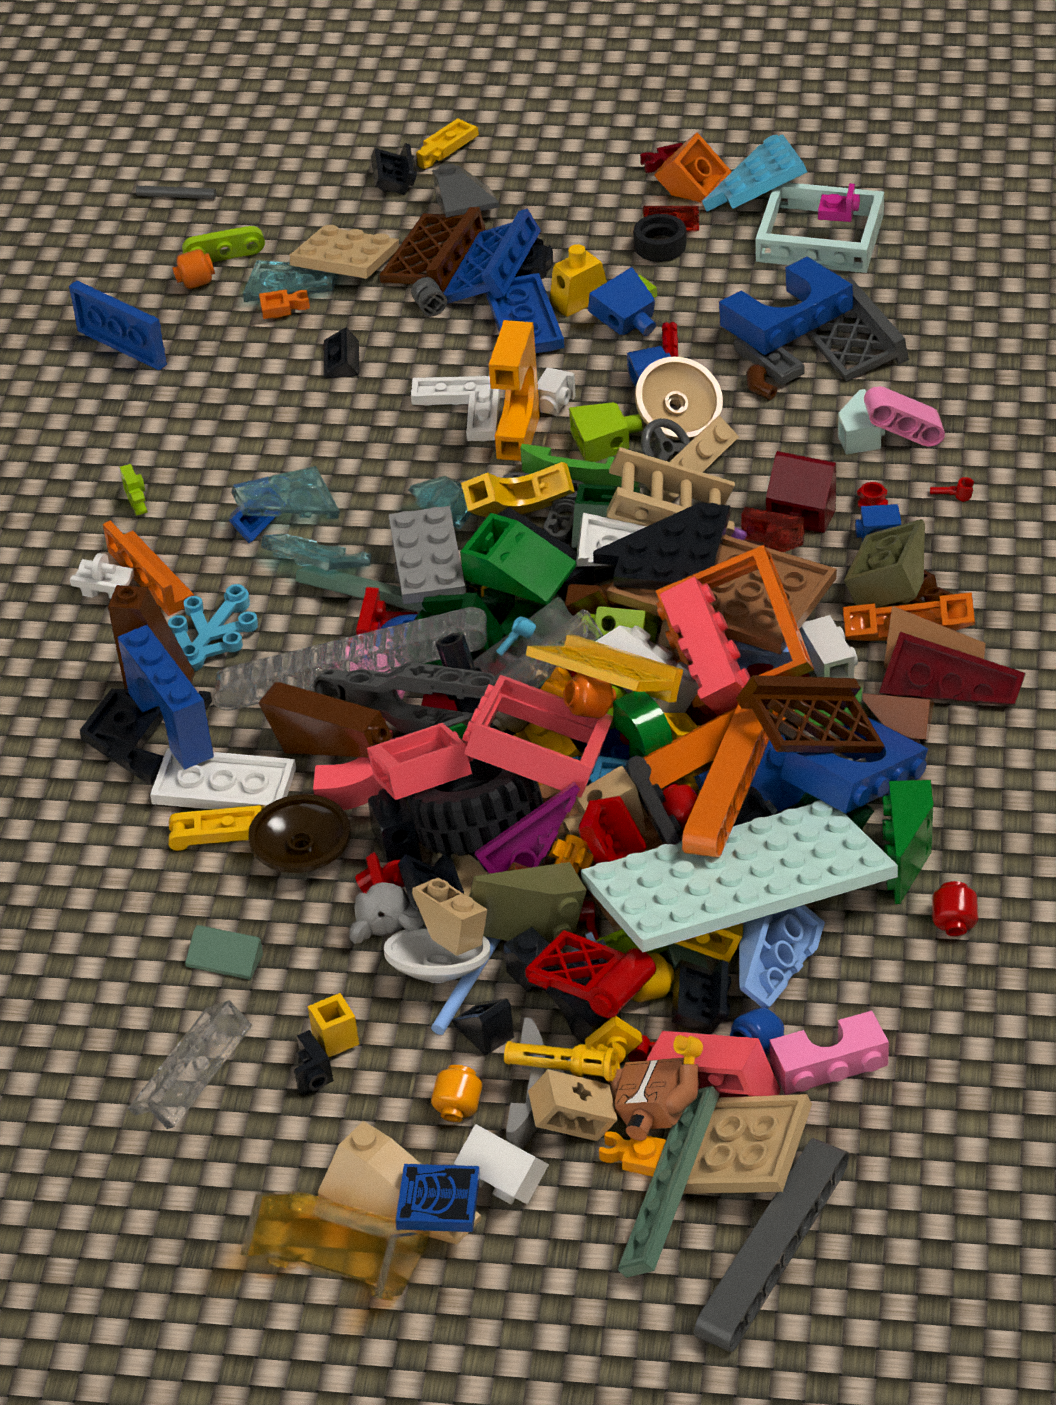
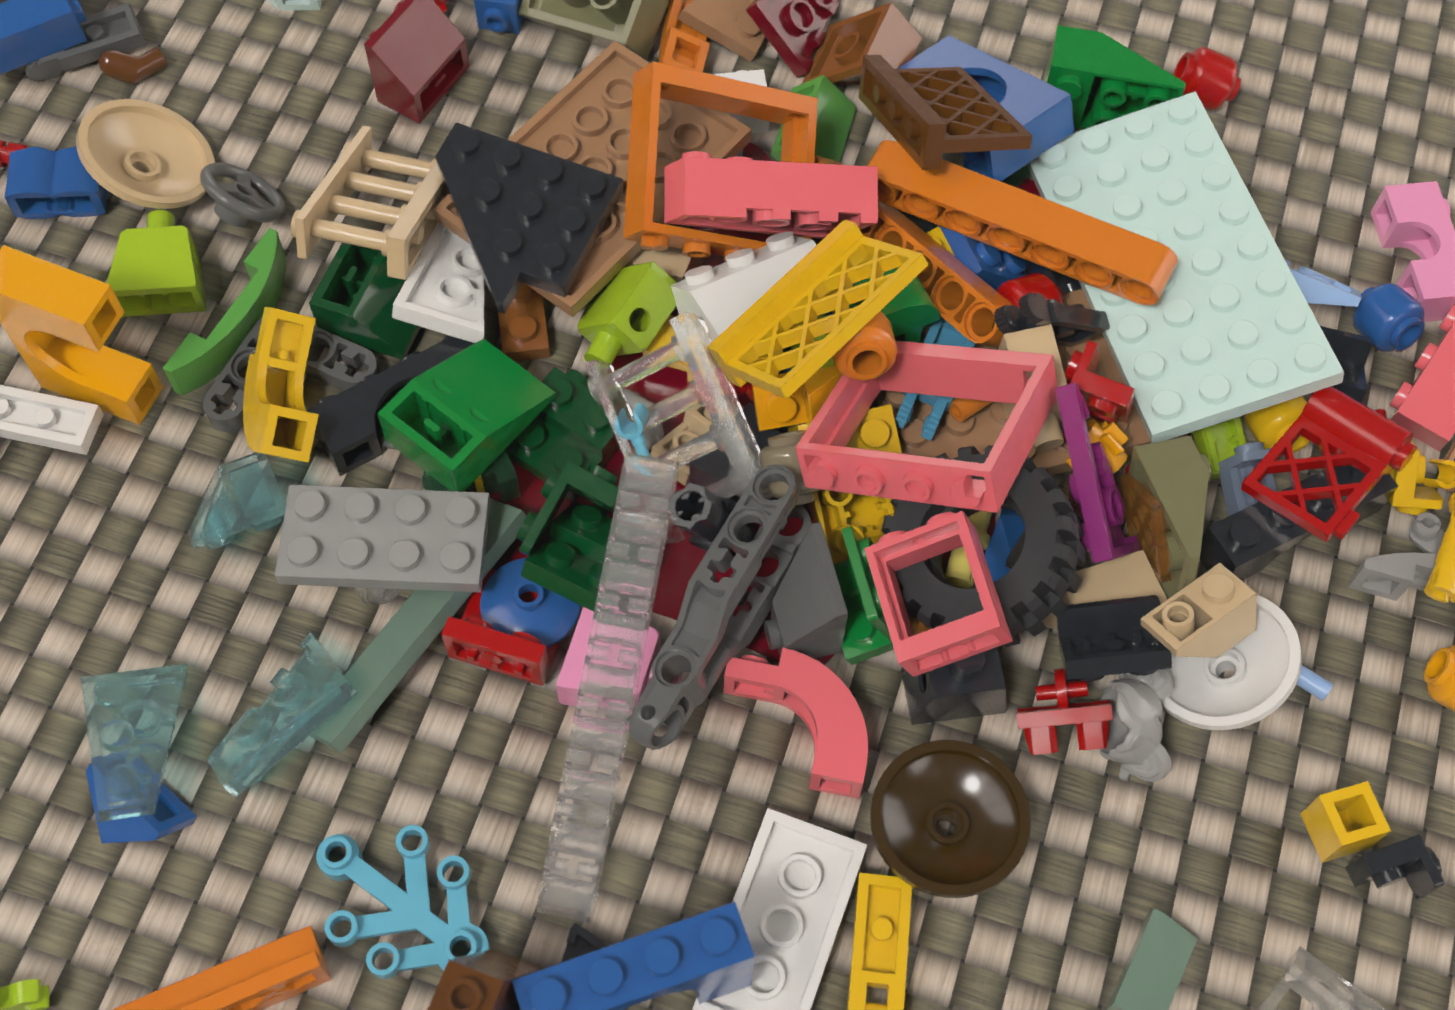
camera: 85 degrees left, 20 degrees up
(320, 723) = (743, 738): reddish brown slope -> none
(487, 1024) = (1341, 623): black slope -> none
(585, 597) = (574, 343): reddish brown slope -> none
(703, 449) = (262, 160): tan plate -> none
(775, 529) = (464, 104): clear red slope -> none

